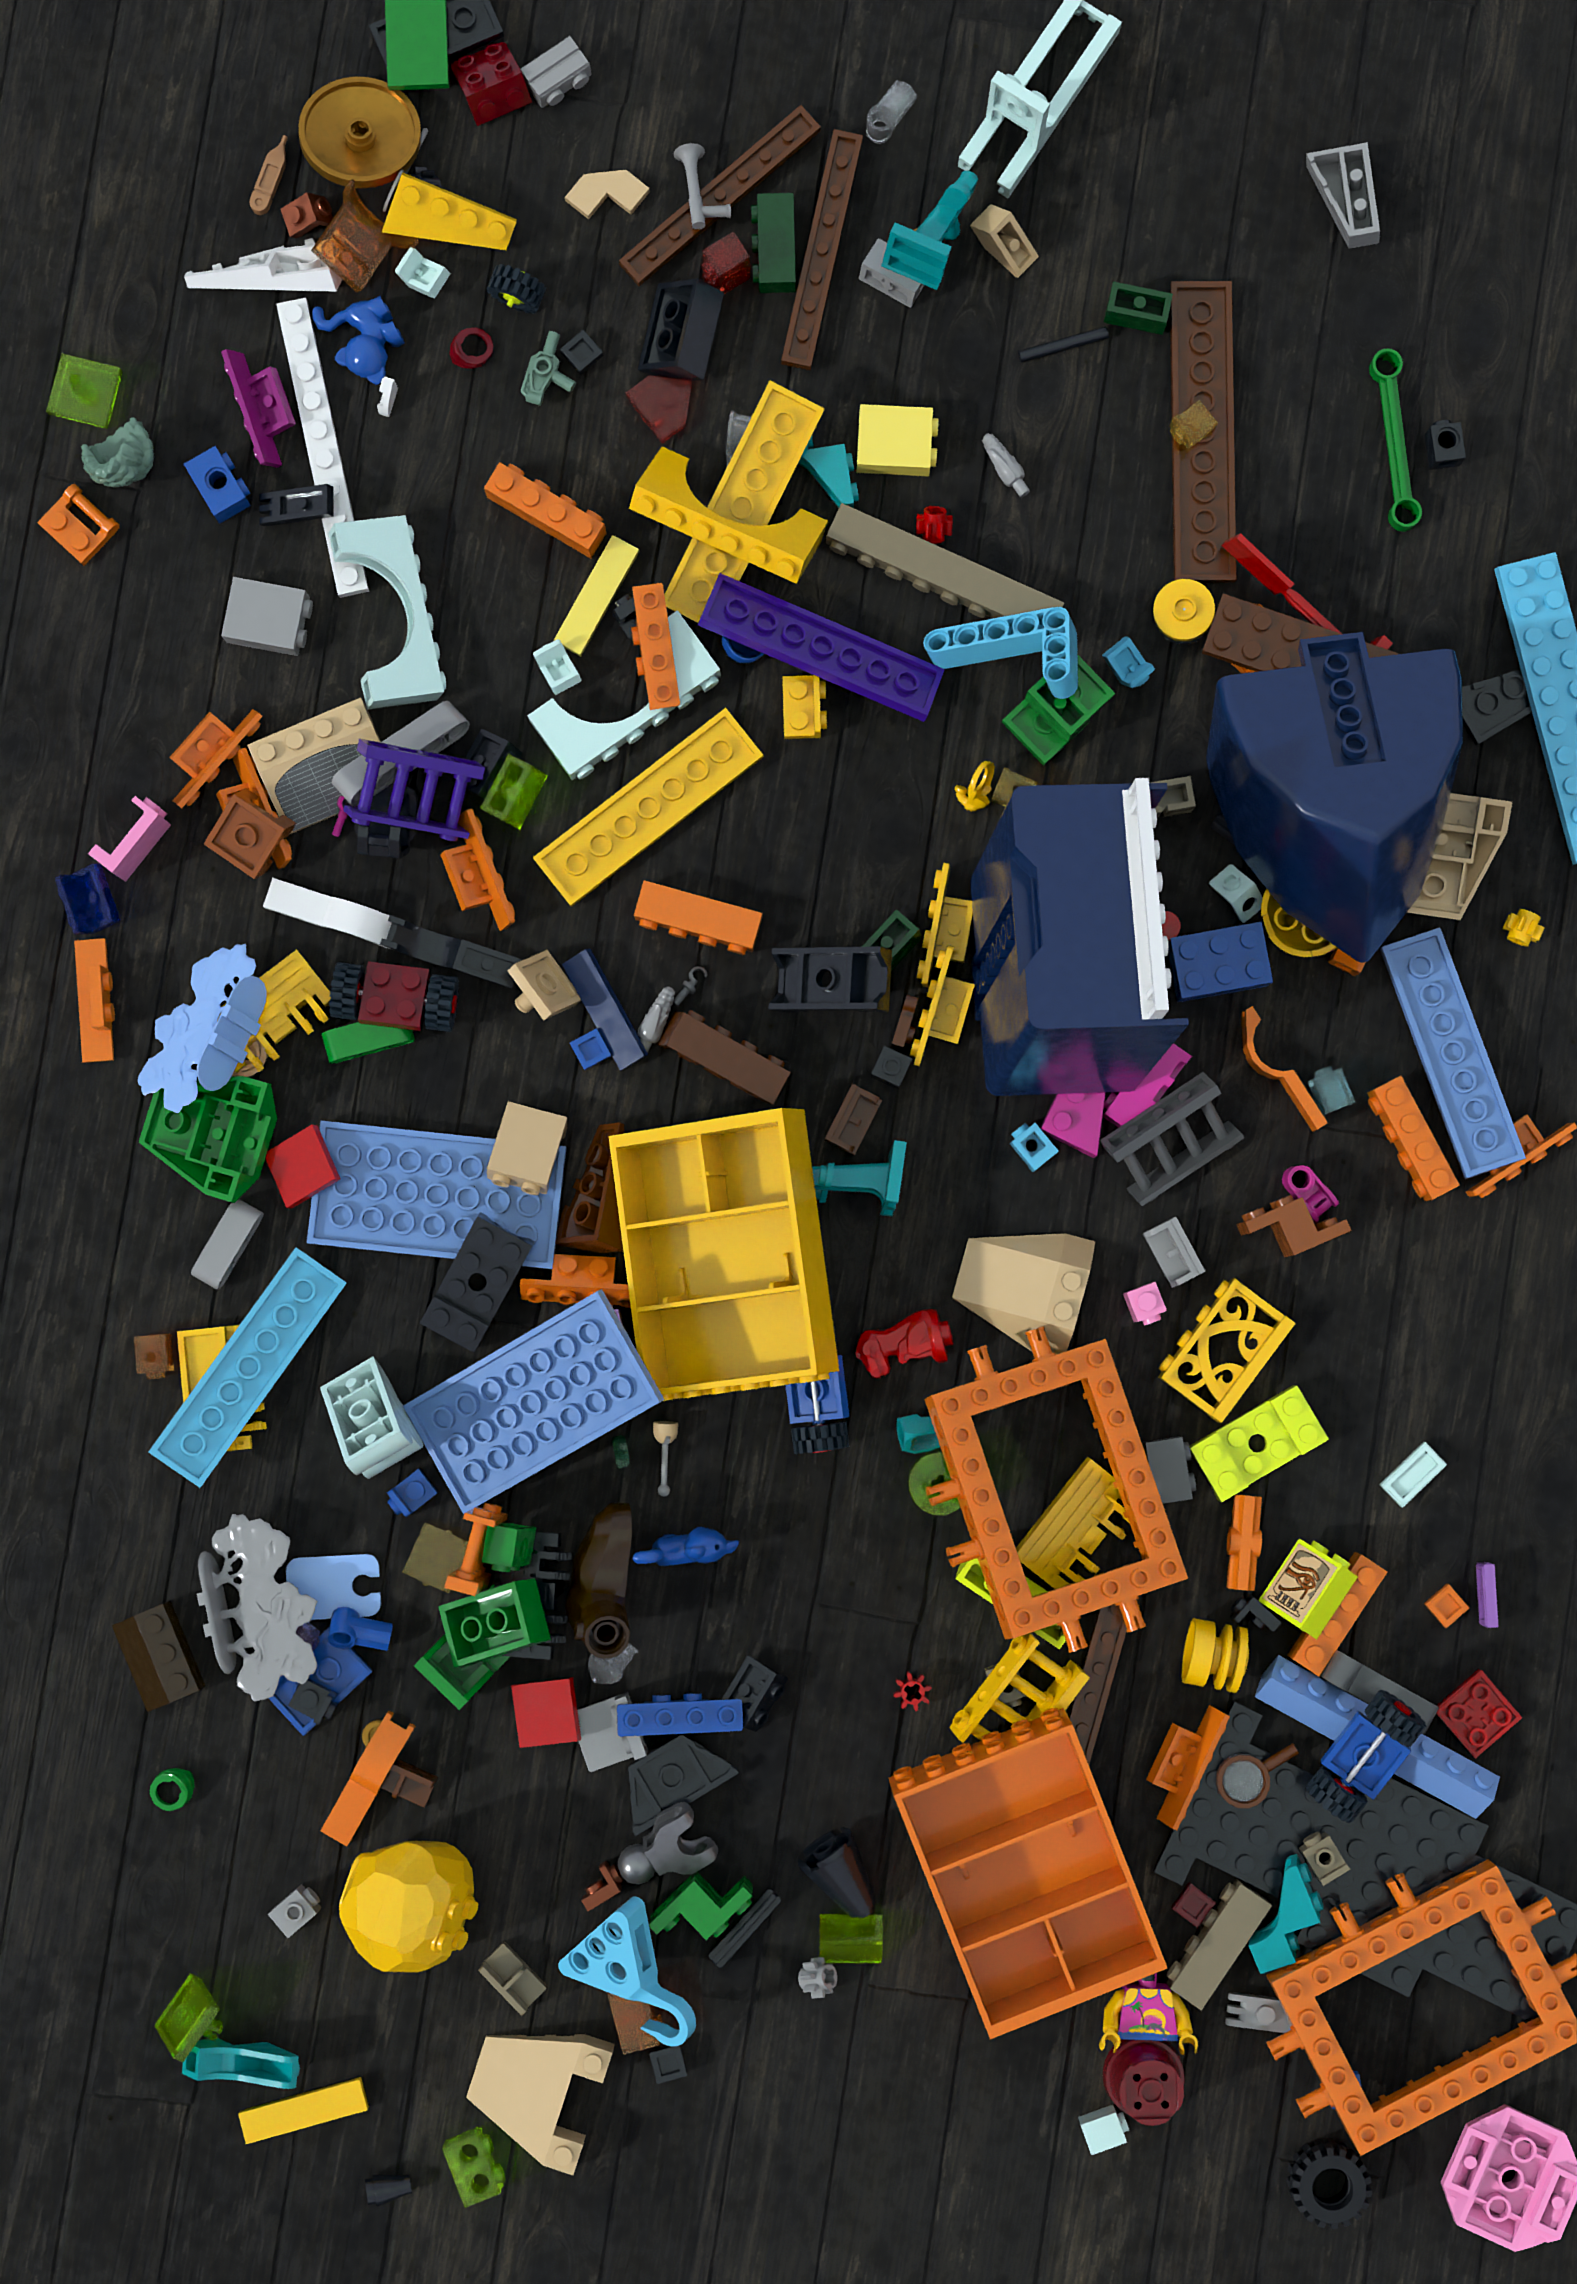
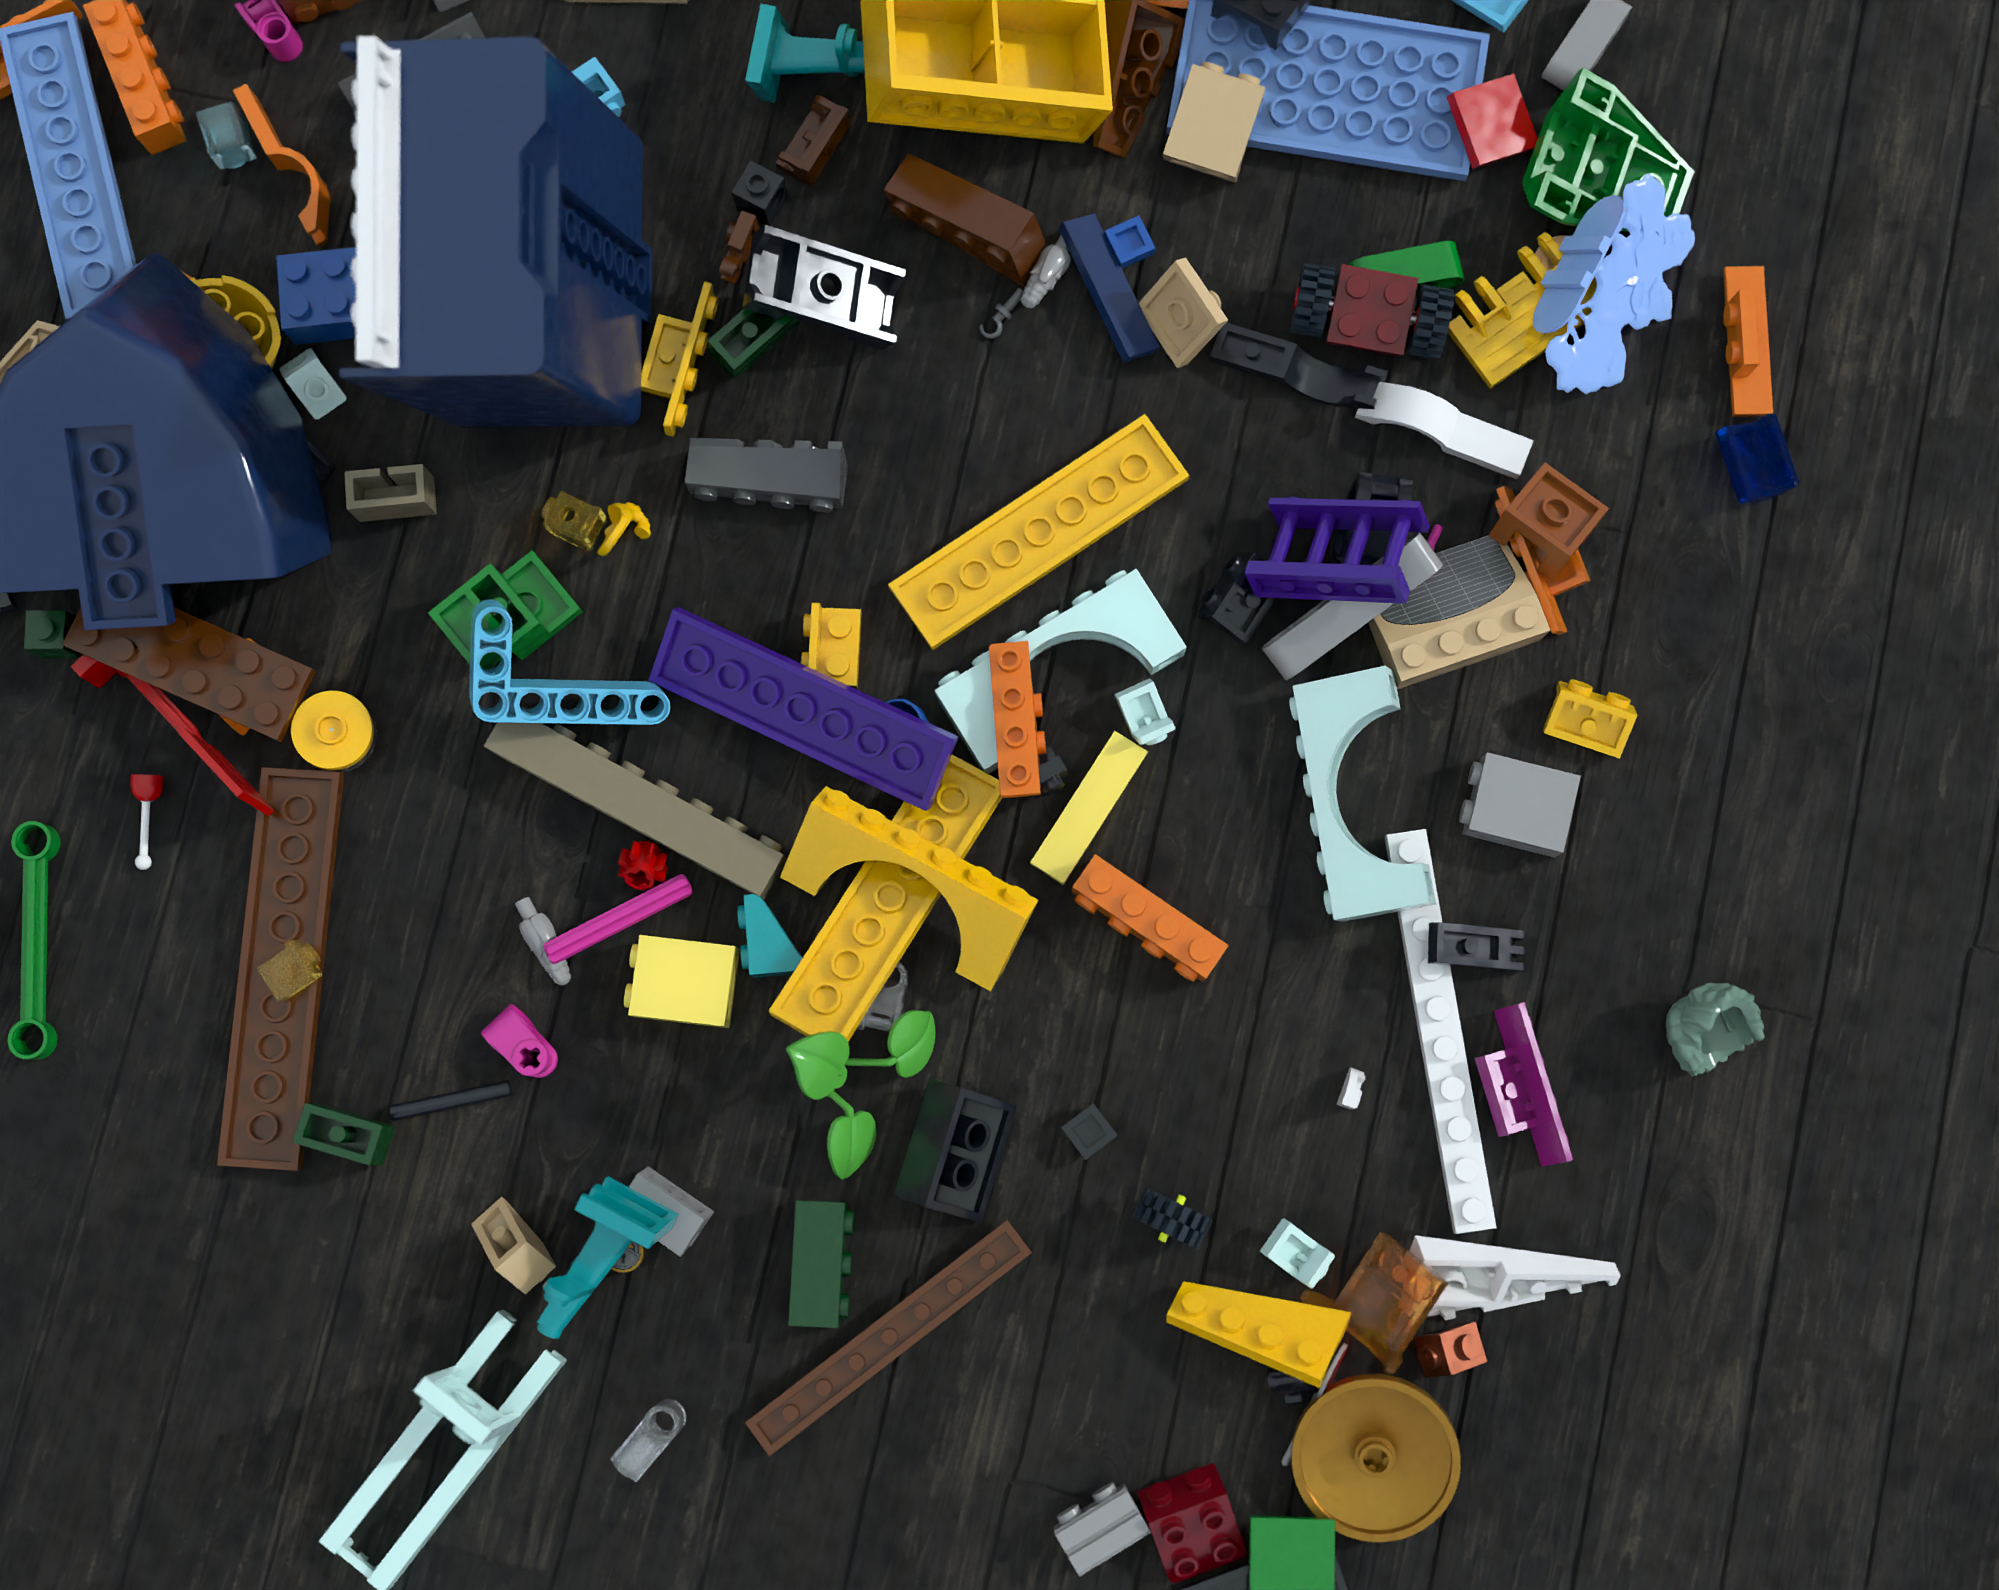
camera: 175 degrees left, 5 degrees down
(71, 531) = (1774, 938): orange plate -> none
(84, 391) = (1756, 1128): clear neon green tile -> none
(136, 843) = (1723, 498): bright pink panel -> none
(205, 471) = (1600, 996): blue brick -> none
(206, 749) = (1598, 637): orange bracket -> none
(213, 689) = (1591, 718): none -> yellow bracket
(269, 179) = (1501, 1408): medium nougat piece -> none
(366, 352) = (1379, 1149): blue animal -> none
(460, 359) = (1256, 1143): dark red piece -> none
(474, 874) = (1264, 460): orange bracket -> none
(514, 791) = (1209, 554): clear neon green brick -> none
(544, 370) = (1142, 1110): sand green piece -> none
(617, 185) = (1056, 1362): tan tile -> none
(662, 404) = (987, 1055): clear red plate -> none
(689, 155) = (926, 1391): light grey piece -> none
(697, 916) = (985, 390): orange brick -> none
(726, 264) = (887, 1230): clear red brick -> none
(780, 369) = (821, 1068): none -> bright green plant
(822, 249) = (757, 1253): reddish brown plate -> none
(866, 837) = (768, 473): none -> dark grey wedge
(947, 1008) = (685, 260): yellow bracket -> none
(949, 482) = (617, 919): none -> dark pink axle
(1017, 390) = (516, 1038): none -> dark pink piece
(1128, 663) = (411, 668): medium azure bracket -> none
(1324, 560) = (146, 789): none -> hinge
(1348, 191) = (43, 1274): light grey wedge -> none

